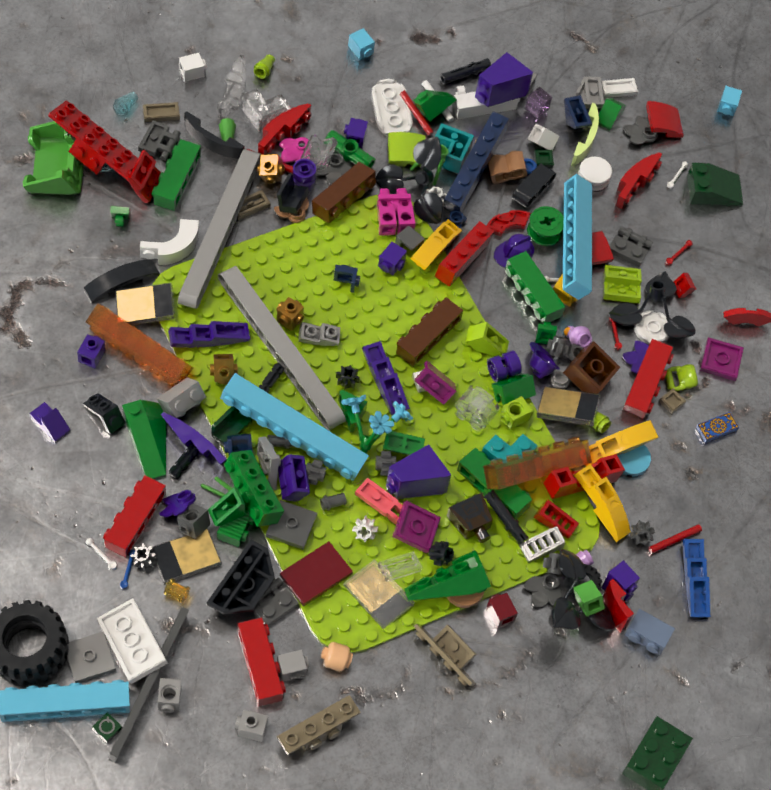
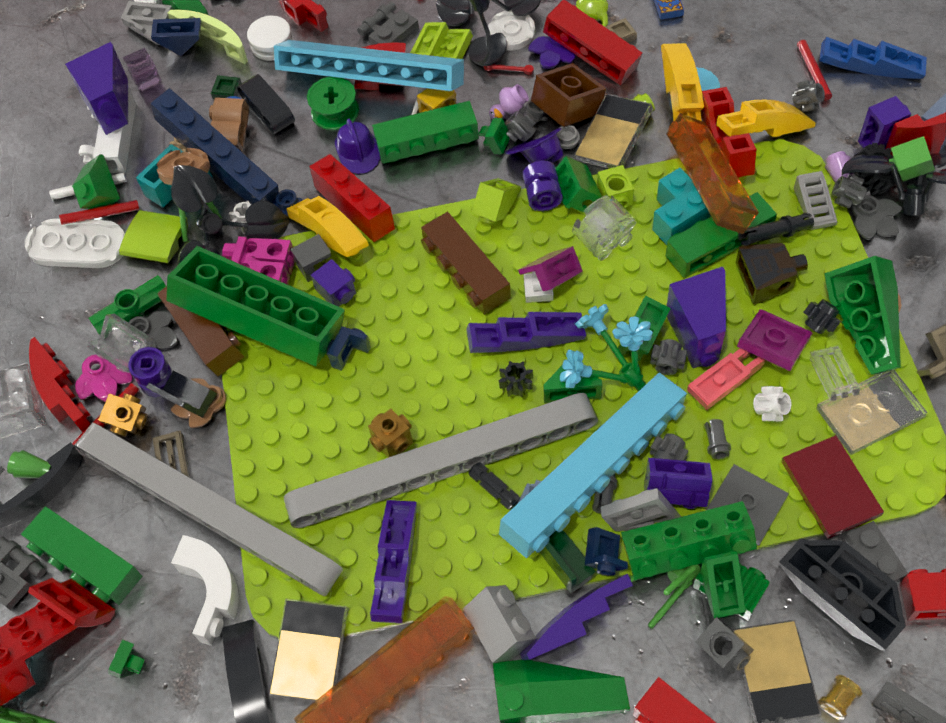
camera: 60 degrees left, 0 degrees up
(178, 503) = (689, 670): dark purple plate -> none
(183, 461) = (607, 645): black axle -> none
(223, 368) = (465, 546): pearl gold brick -> none
(319, 335) = (431, 404): light grey slope -> none
(356, 130) = (99, 289): dark purple brick -> none
(357, 214) = (254, 305): none -> green brick
(453, 146) = (192, 157): none -> medium nougat tile
(471, 69) = (54, 134): black pin -> none
(501, 609) = (909, 266): dark red brick -> none
(511, 220) = (308, 143): red tile -> none
(543, 137) = (194, 78): white panel -> none
(560, 514) = (776, 181): red slope -> none

